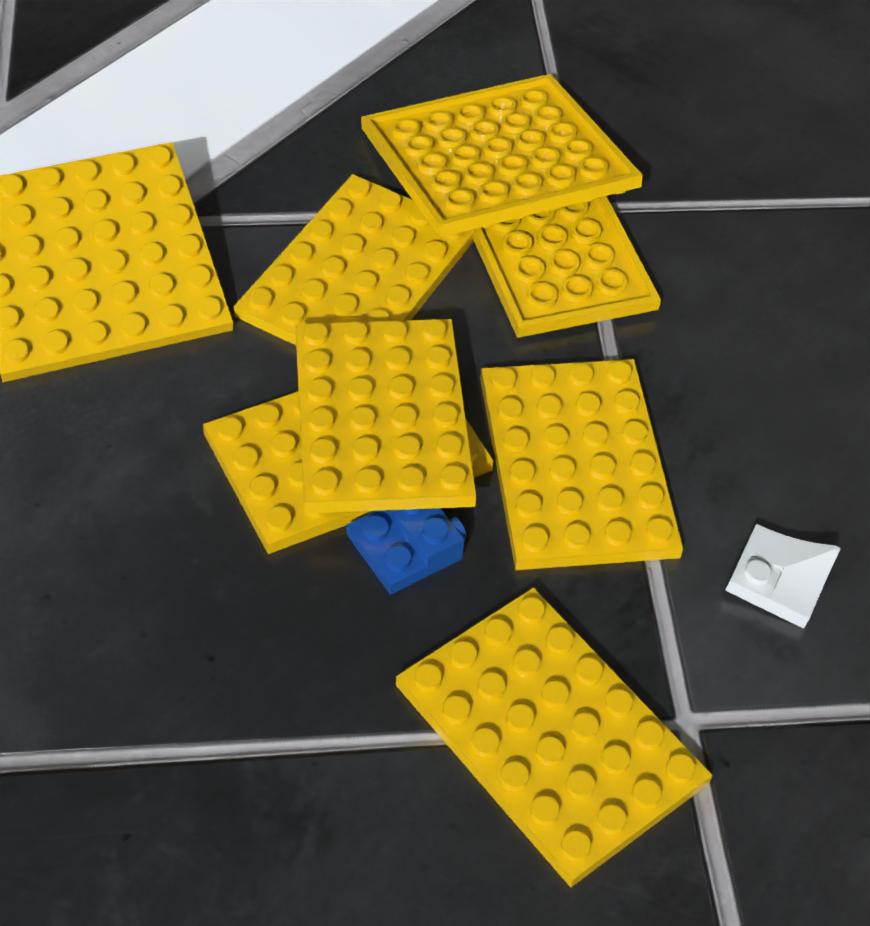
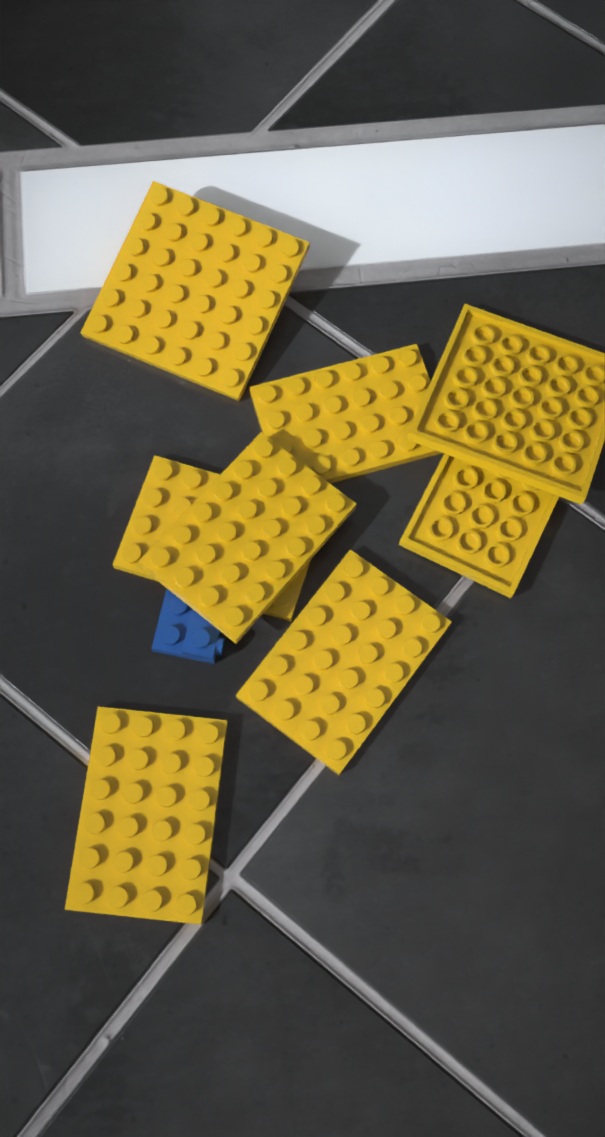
camera: 45 degrees right, 20 degrees up
(782, 574) = (383, 842): white plate -> none

